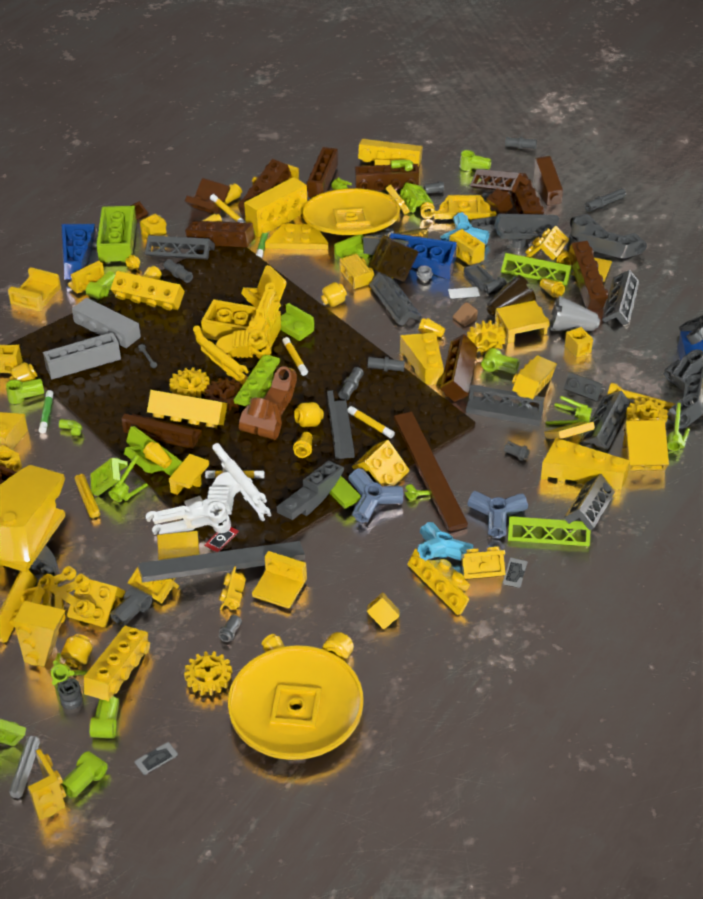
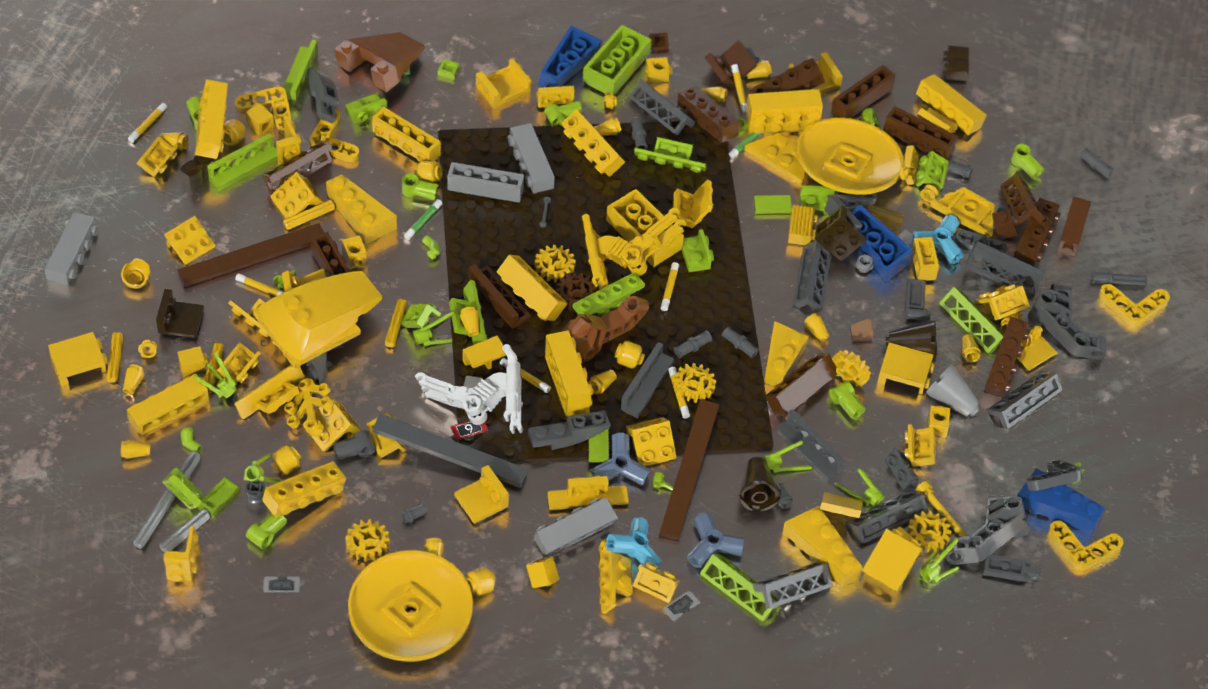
camera: 30 degrees right, 10 degrees up
(35, 717) = (219, 497): none -> lime tile
(37, 631) = (260, 427): yellow wedge -> none
(87, 769) = (226, 562): lime piece -> none
(178, 545) = (430, 415): yellow tile -> none
(216, 269) = (671, 152): none -> lime bracket
(229, 596) = (435, 484): yellow hinge -> none
(274, 450) = (568, 373): none -> yellow brick
(320, 270) = (772, 204): none -> lime tile
(333, 294) = (759, 240): yellow head -> none
(364, 531) = (584, 490): none -> yellow bracket
(369, 128) = (956, 62): none -> dark brown brick
(378, 407) = (694, 382): none -> yellow gear
(380, 560) = (575, 527): none -> light grey brick
(402, 163) = (939, 128): lime arm -> none
(463, 292) = (885, 305): white sticker -> none
(487, 429) = (774, 460): none -> lime plant
(496, 451) = (758, 486): none -> dark brown cone
(533, 377) = (853, 434): yellow brick -> none
(583, 363) = (920, 446): none -> yellow bracket
(627, 214) = (1136, 309): none -> yellow beam

